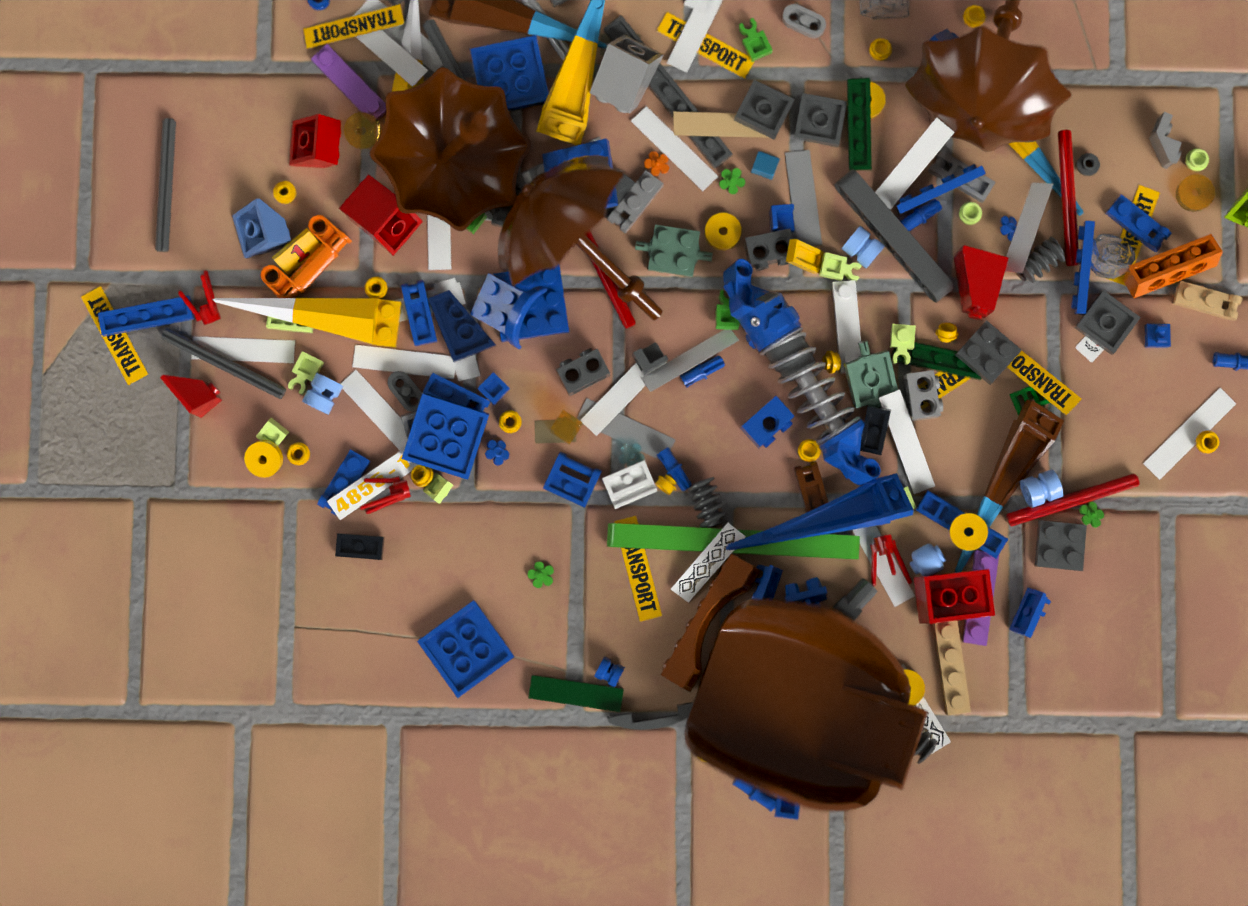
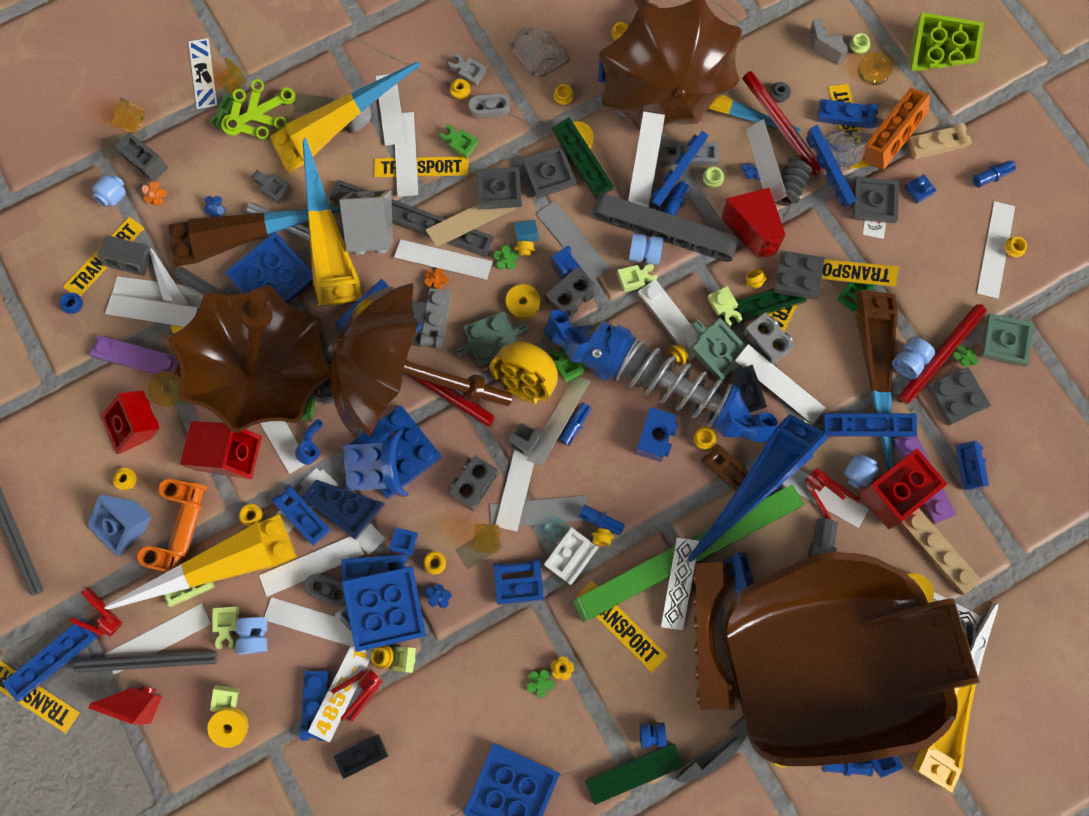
camera: 30 degrees left, 10 degrees down
(292, 450) = (251, 703): yellow plate -> none
(296, 251) = (161, 523): yellow tile -> none
(353, 26) = (113, 309): yellow sticker -> none
(454, 259) = (307, 451): none -> blue plate
(562, 568) = (568, 668): none -> yellow plate
(685, 299) = (525, 371): none -> yellow cylinder
(707, 503) = (647, 532): dark grey piece -> none
(753, 181) = (524, 248): none -> yellow plate
(804, 256) = (603, 282): yellow tile -> none
(813, 596) = (786, 557): blue hips -> none
(840, 830) = (944, 759): none -> yellow plate
(979, 529) = (888, 419): yellow piece -> none
(1139, 522) = (1007, 340): none -> sand green plate

